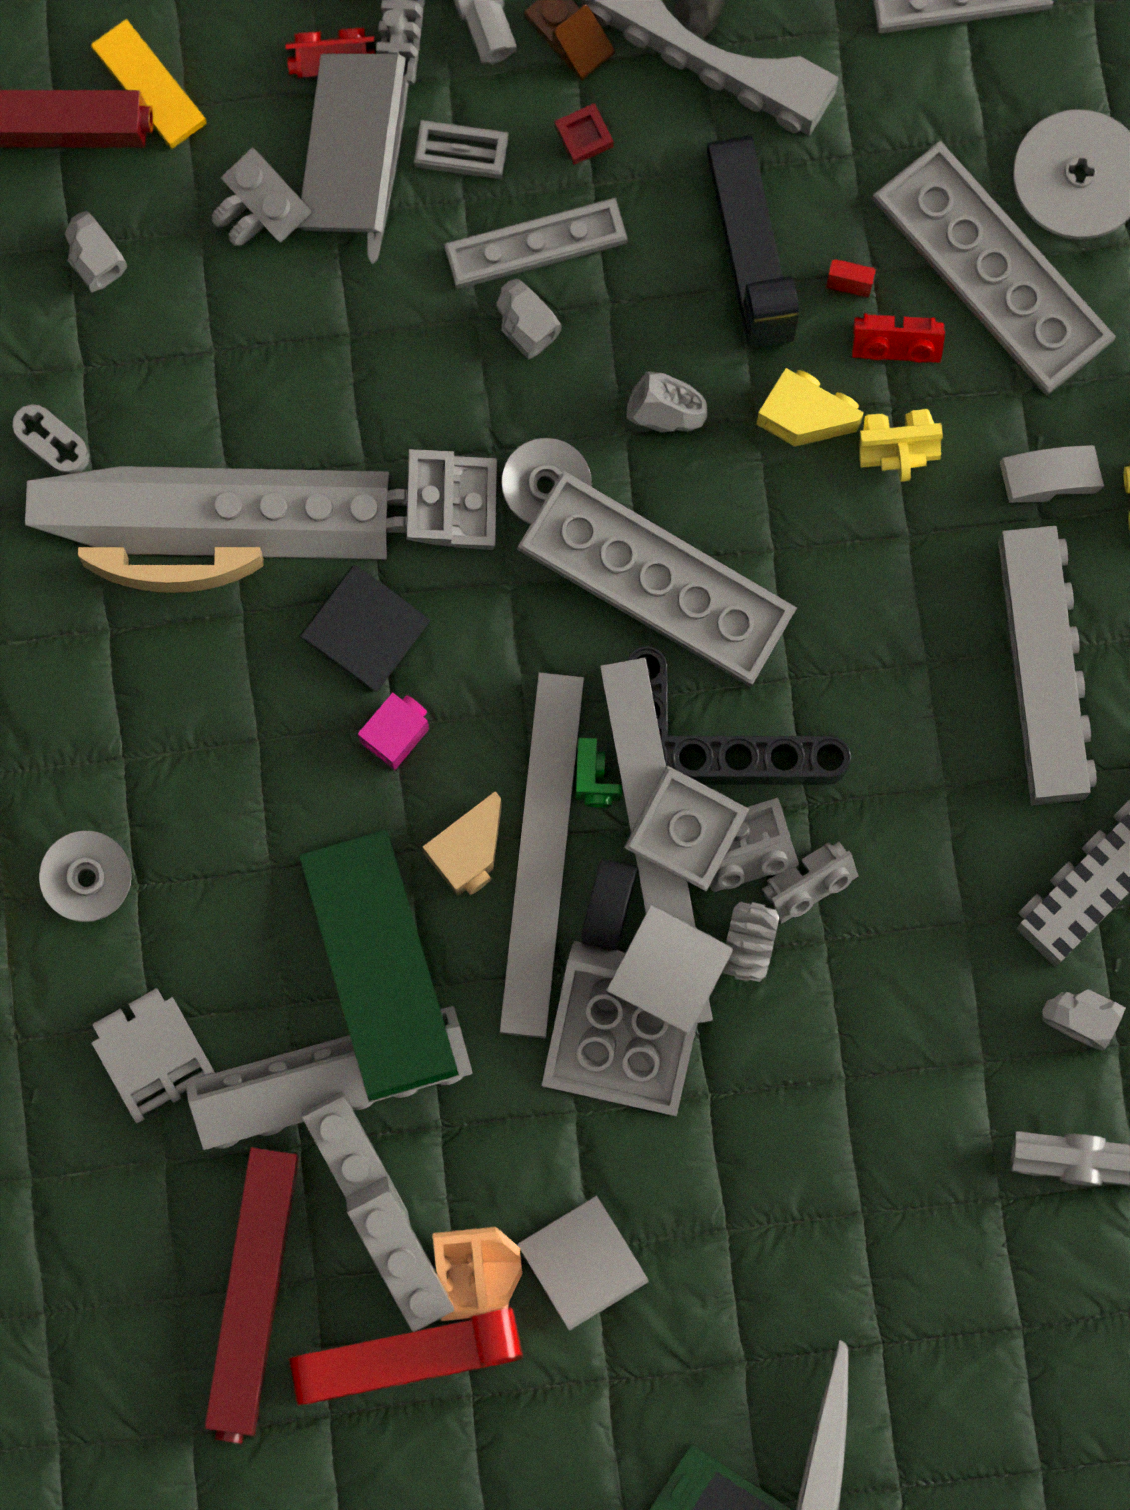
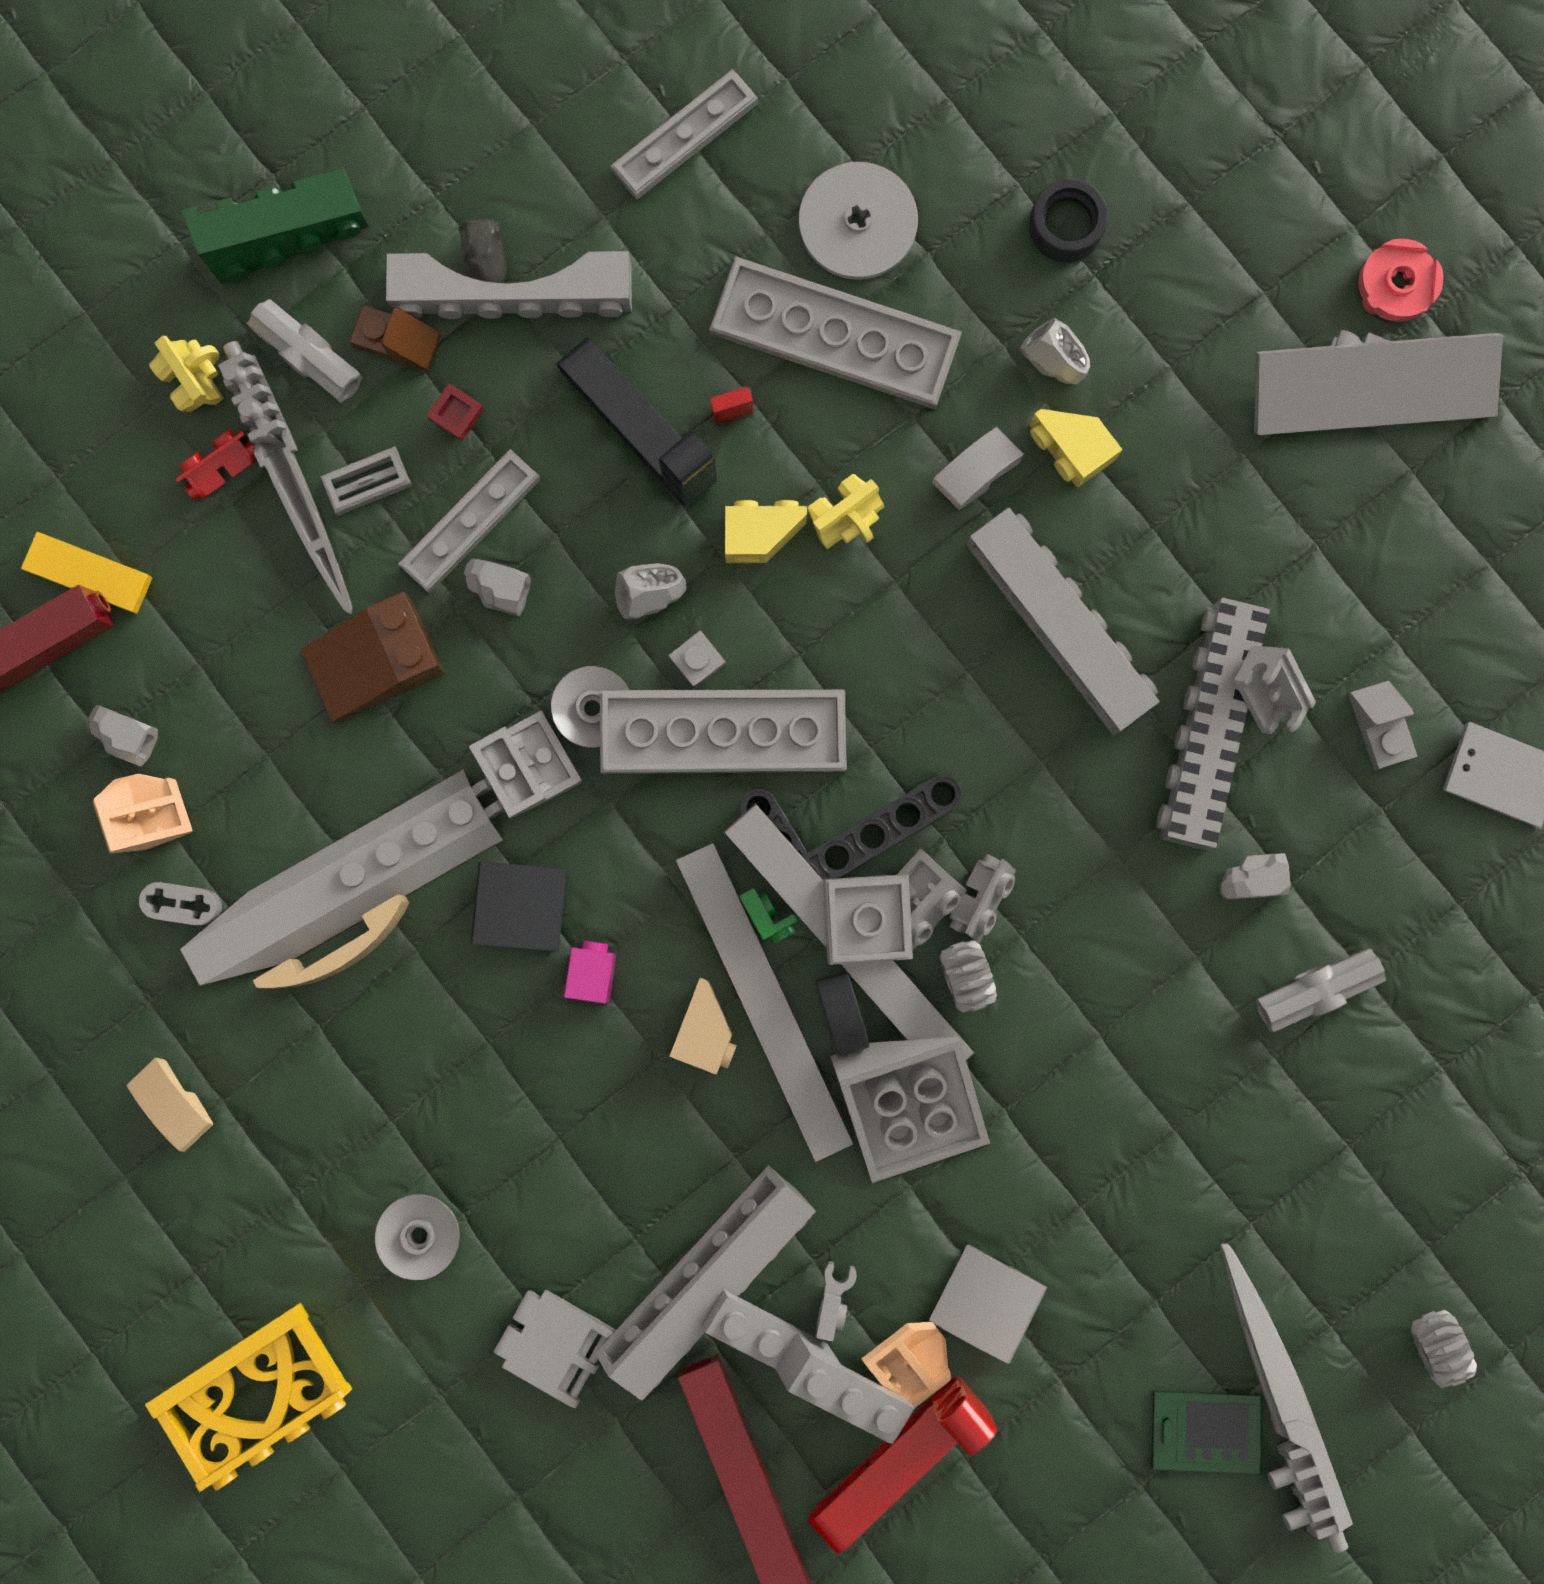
camera: 30 degrees left, 5 degrees up
(66, 335) = (141, 813): none -> light nougat slope
(266, 197) = (231, 608): light grey hinge -> none
(352, 142) = (275, 526): light grey tile -> none
(367, 317) = (372, 657): none -> reddish brown slope
(378, 966) = (693, 1174): dark green tile -> none
(429, 1179) = (831, 1312): none -> light grey plate
(670, 969) = (924, 1041): light grey slope -> none
(673, 498) = (697, 659): none -> light grey plate
(917, 341) = (811, 425): red hinge -> none

